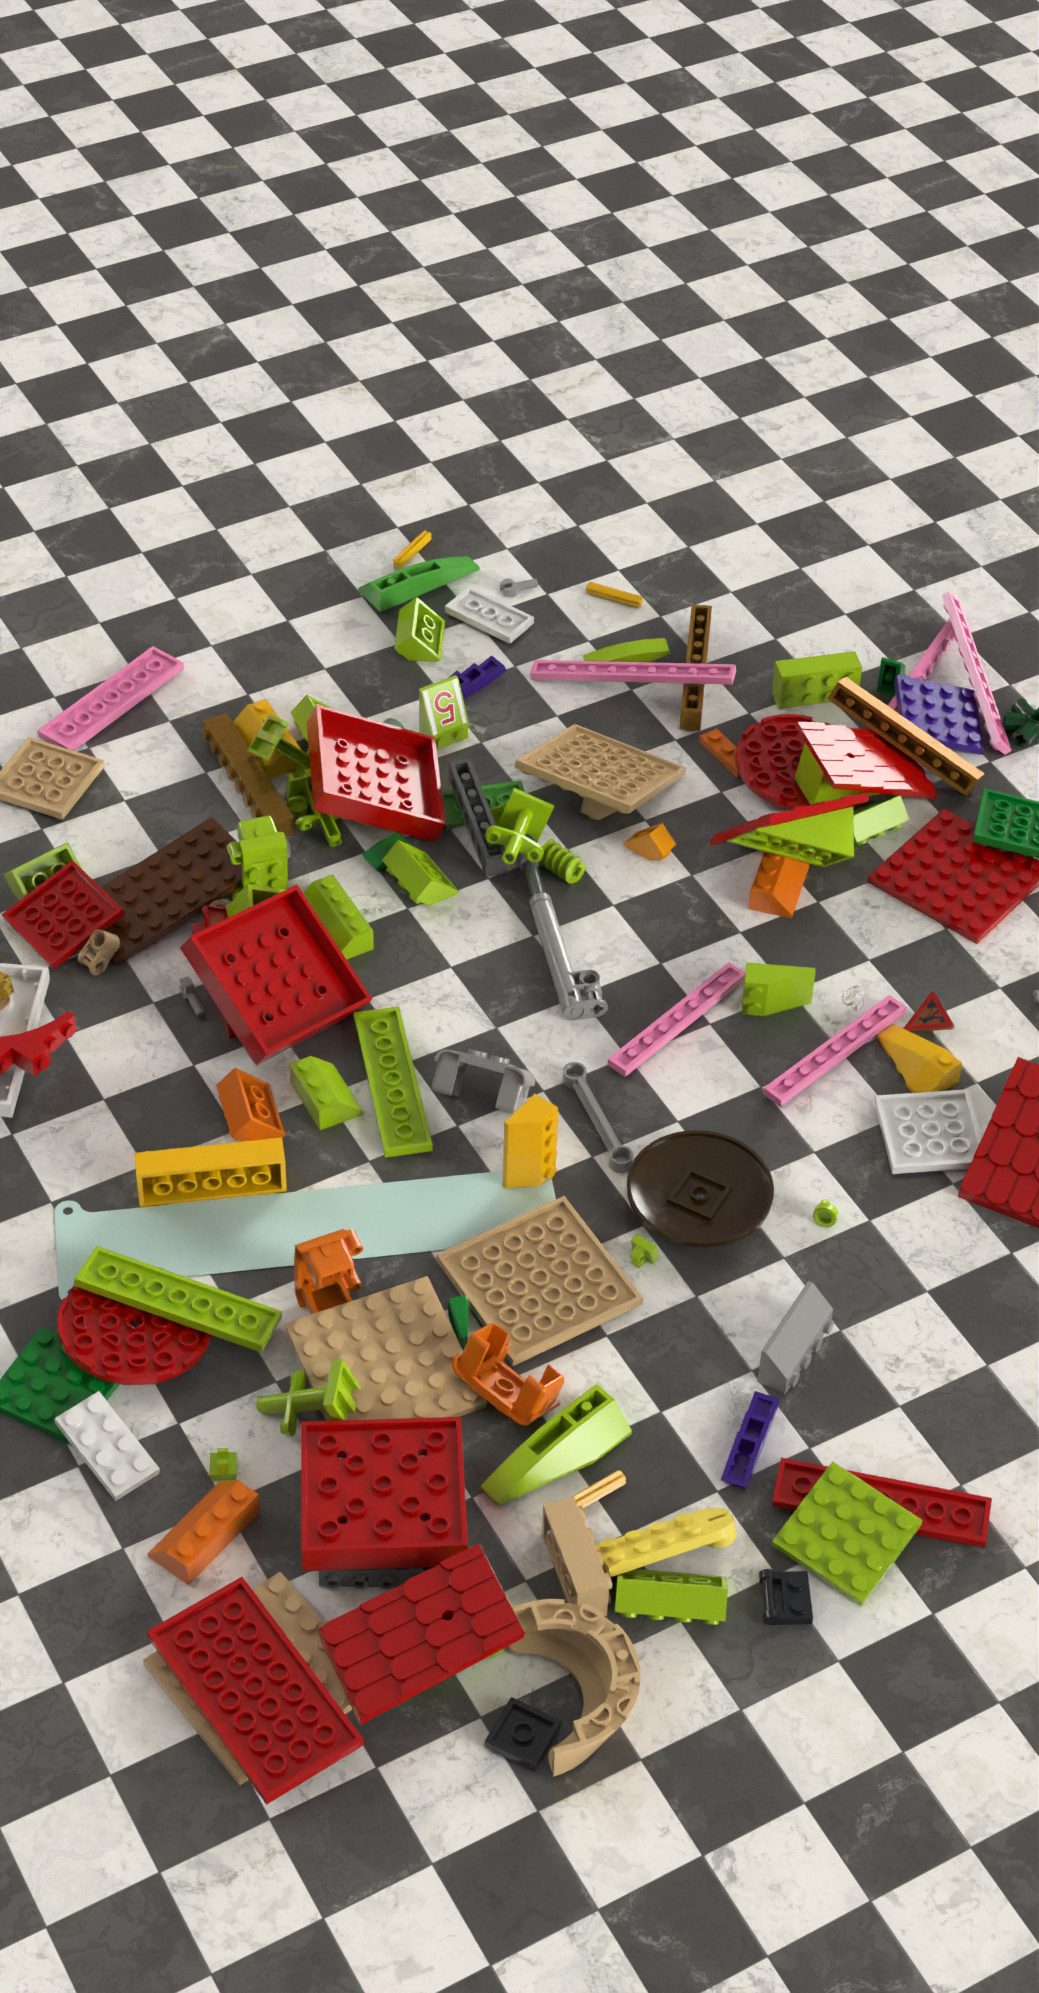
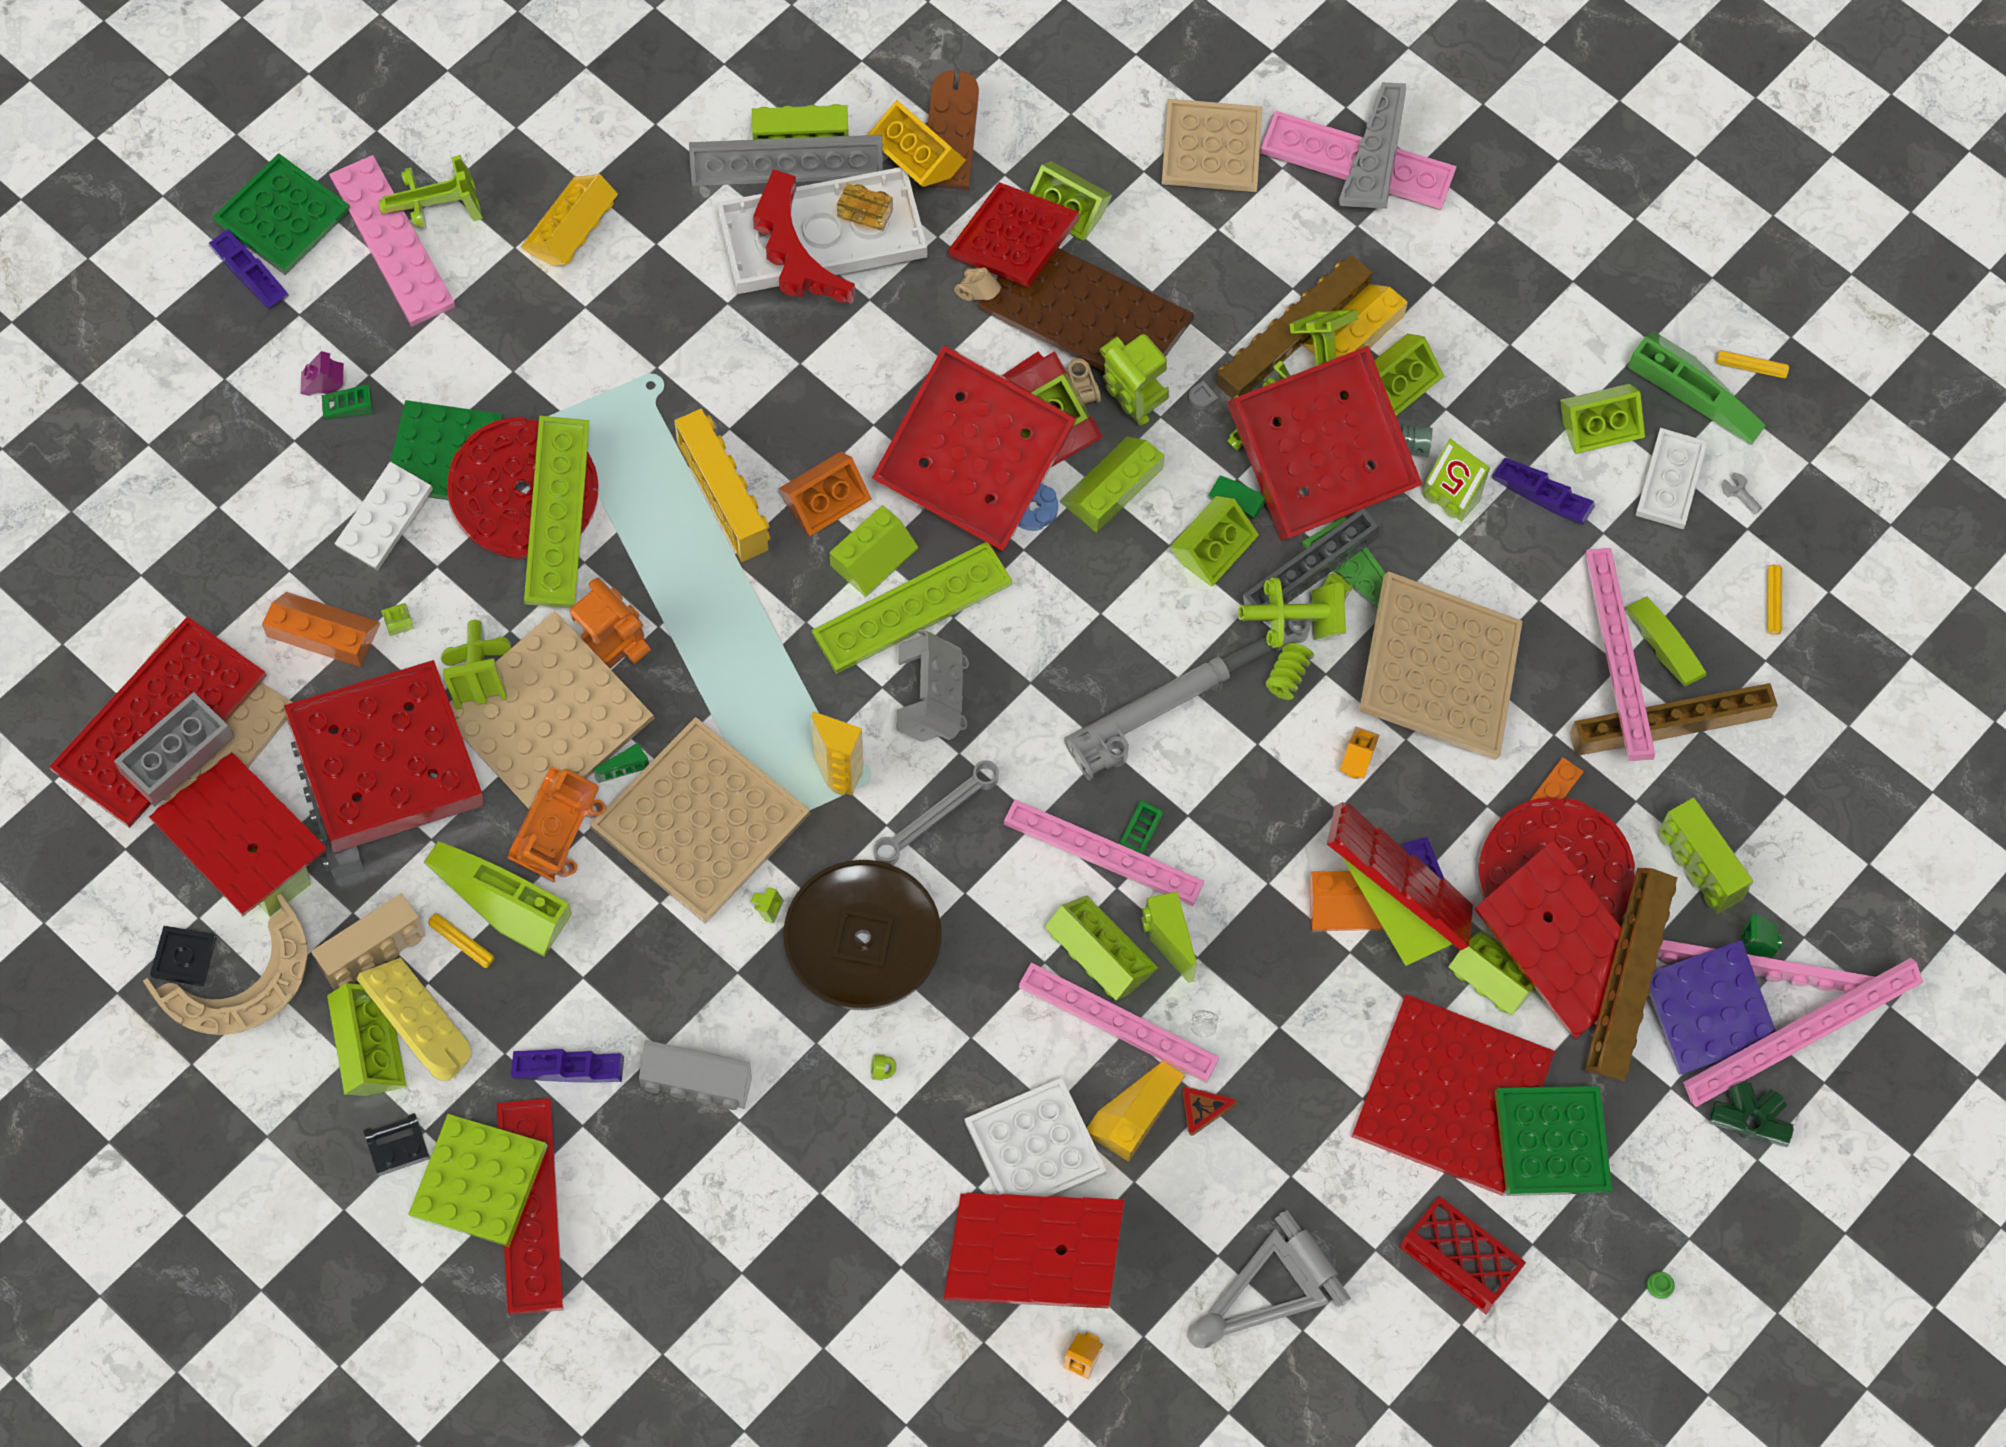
camera: 70 degrees right, 20 degrees up
(124, 684) = (1374, 164): none -> light grey wing
(305, 1664) = (174, 749): none -> light grey brick
(657, 976) = (1151, 810): none -> green slope
(766, 1042) = (1100, 947): none -> lime slope

